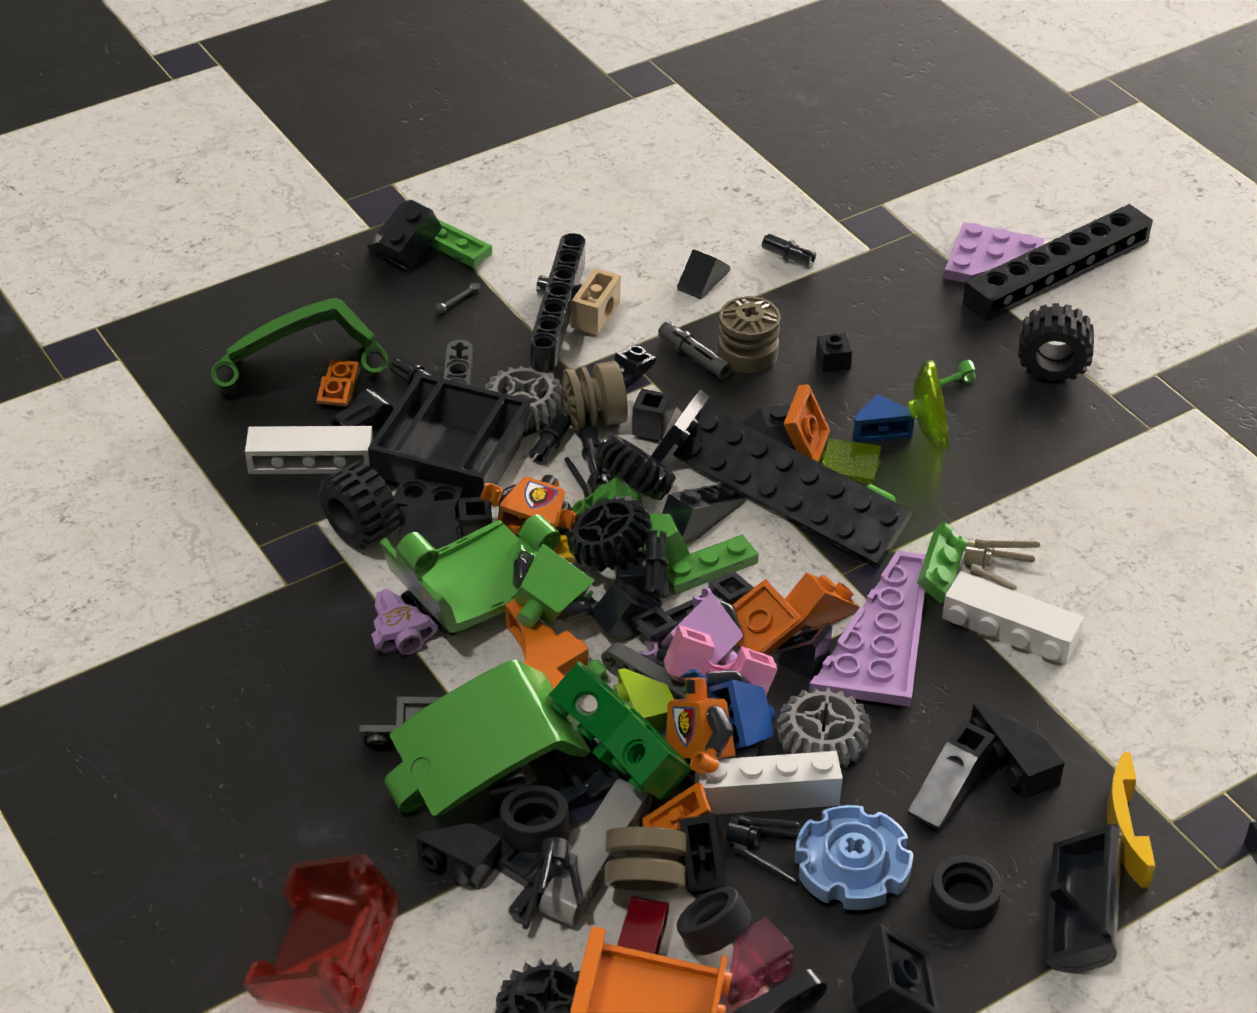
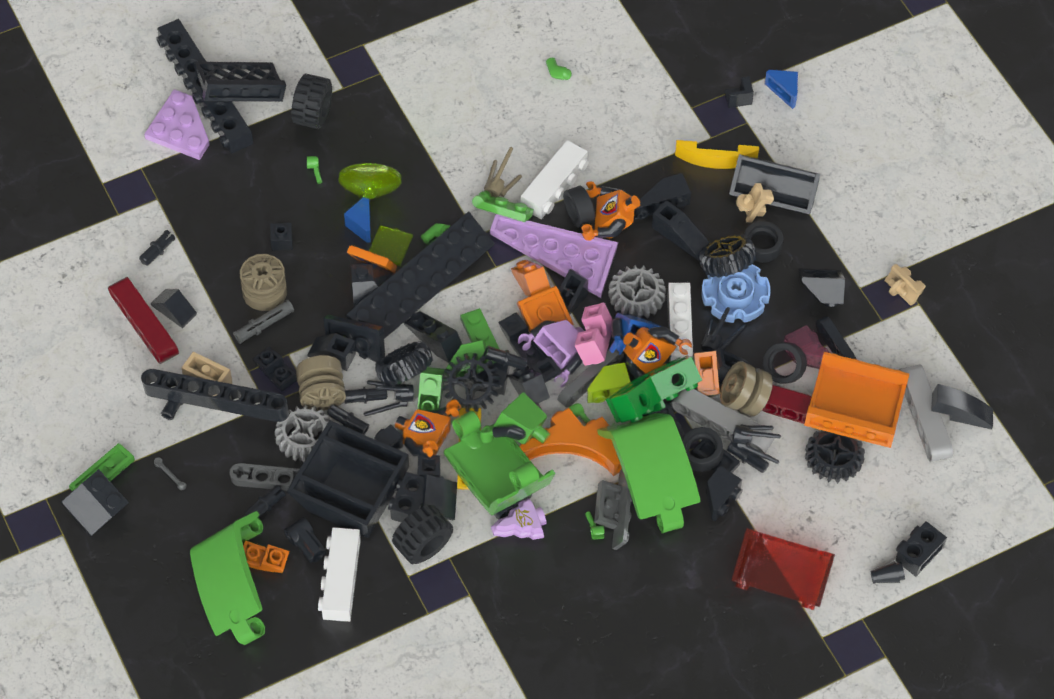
camera: 85 degrees left, 15 degrees up
(387, 710) = (597, 532): none -> bright green hand
(514, 469) = (390, 437): none -> black plate
(673, 249) = (143, 320): none -> dark red beam
(910, 828) = (727, 256): none -> black gear
(960, 682) = (613, 212): none -> orange torso
(962, 640) = (579, 206): none -> black tyre
(1034, 865) = (755, 202): none -> tan hips
(1056, 285) = (232, 88): none -> black fence
(1228, 610) = (556, 71): none -> bright green arm

